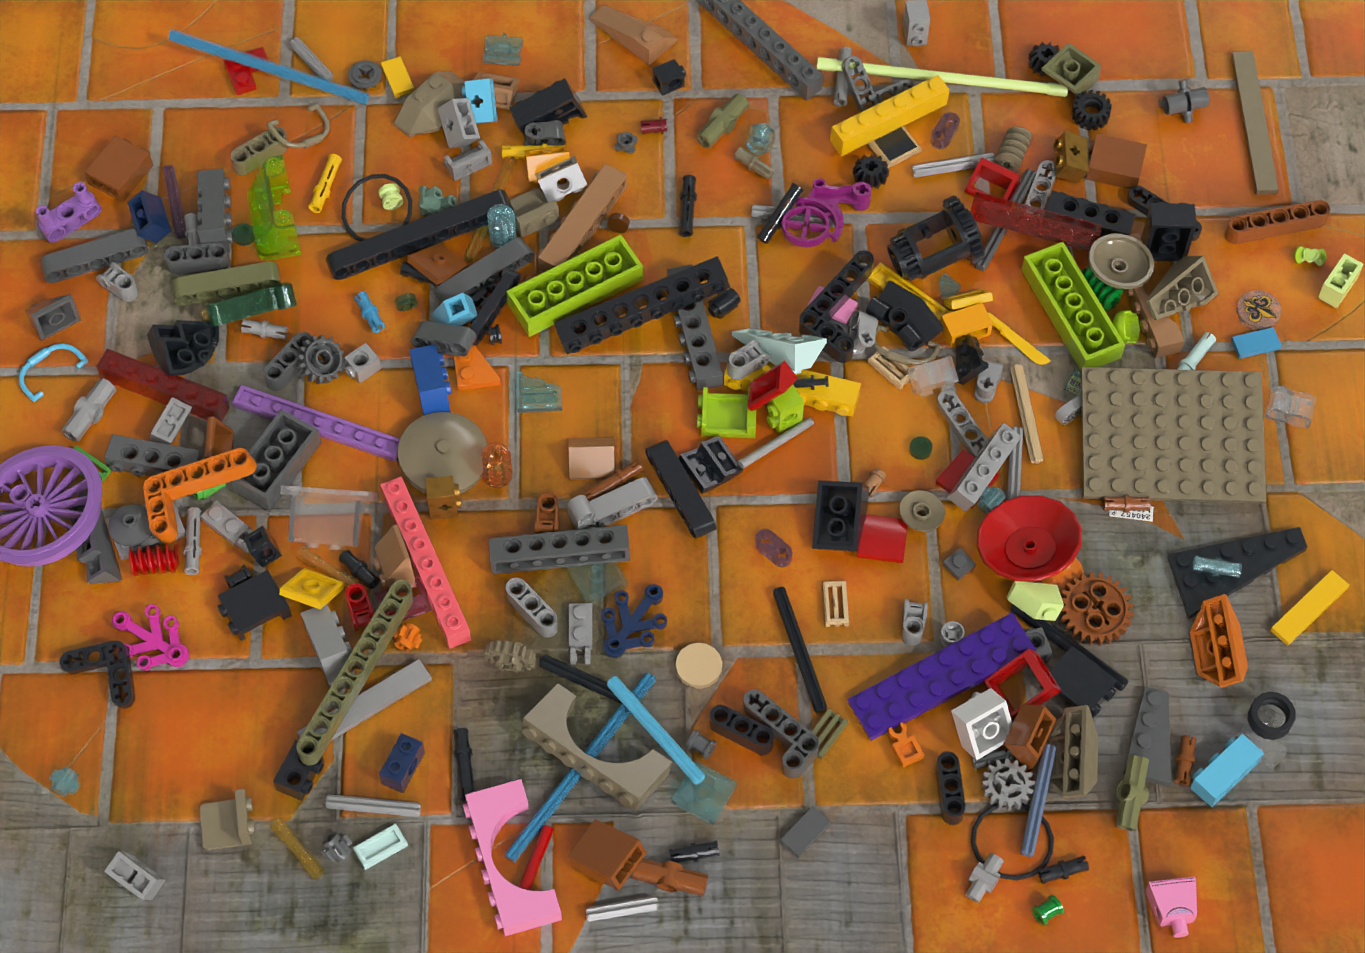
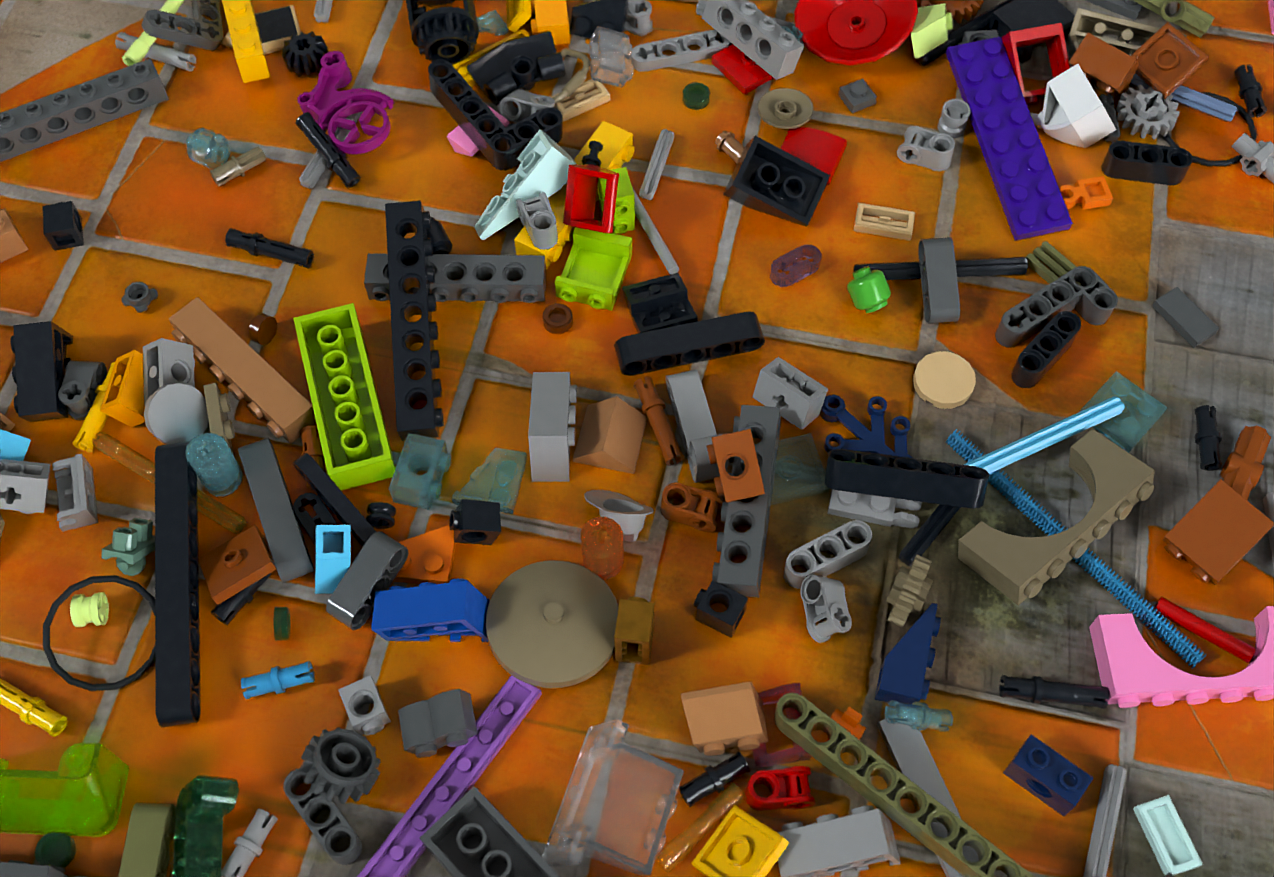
camera: 75 degrees left, 0 degrees up
(358, 404) = (437, 722): none -> dark grey brick
(424, 677) = (918, 716): none -> clear light blue pin
(426, 563) = (660, 689): coral brick -> none
(461, 668) = (905, 665): none -> dark blue slope
(471, 557) = (726, 621): none -> black brick
(493, 609) = (826, 604): none -> light grey piece
(500, 388) = (476, 522): none -> black brick
(525, 339) = (419, 454): none -> clear light blue brick
(530, 191) = (176, 413): none -> light grey tile
(532, 471) = (621, 509): none -> light grey piece
(567, 523) = (747, 483): none -> dark orange brick
(586, 414) = (550, 426): none -> light grey wedge
(596, 641) = (906, 478): none -> black beam
(651, 558) = (792, 391): none -> light grey brick
(654, 126) = (130, 258): dark red pin -> none
(681, 401) = (557, 318): none -> reddish brown tile
(701, 744) = (1059, 398): dark grey bush -> none
(722, 120) = (159, 183): olive piece -> none
(758, 597) = (869, 289): none -> bright green head
(780, 643) = (939, 280): none -> dark grey beam
(841, 434) = (656, 164): none -> light grey axle
(1053, 783) = (1168, 60): none -> dark orange tile

